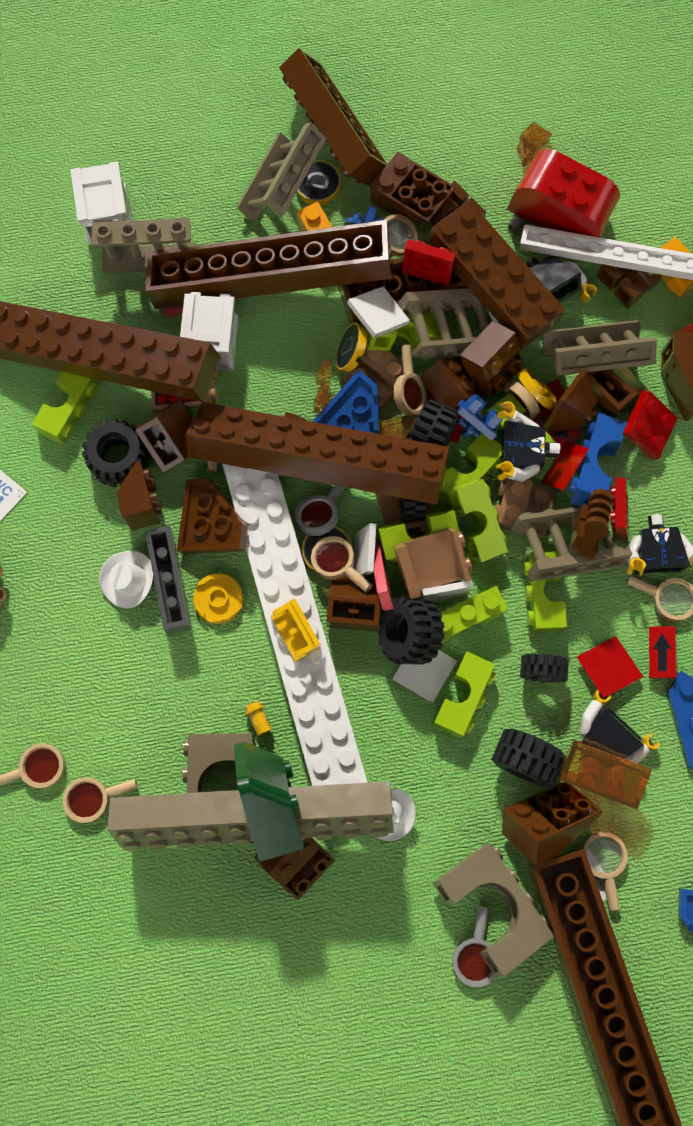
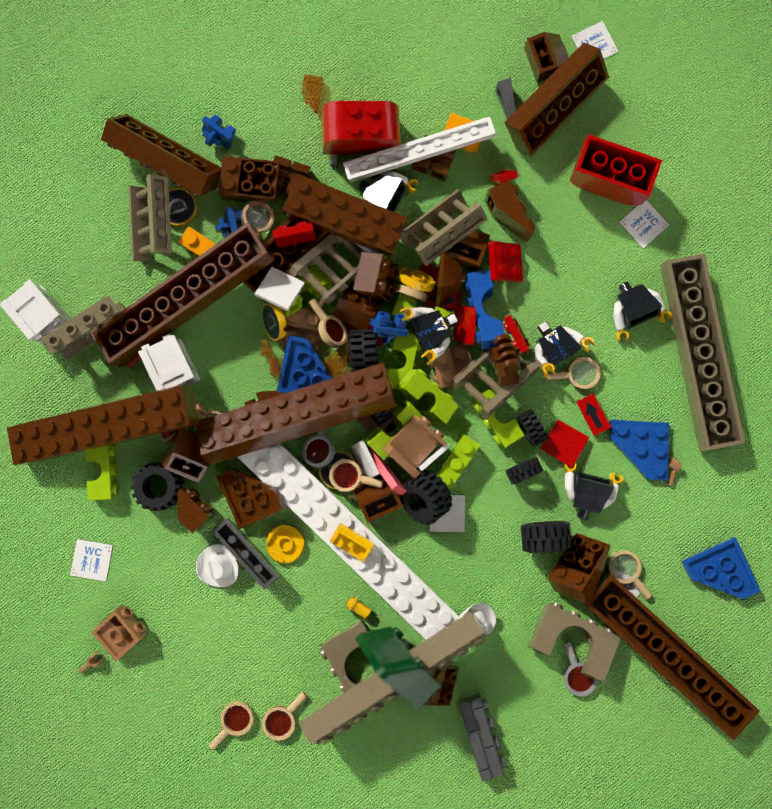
camera: 30 degrees left, 10 degrees up
(313, 961) = (480, 736): none -> dark grey brick
(402, 130) = (215, 134): none -> blue hips
(476, 675) = (485, 533): lime arch -> none
(580, 624) = (532, 428): none -> black tyre
(604, 774) = (599, 520): clear orange slope -> none

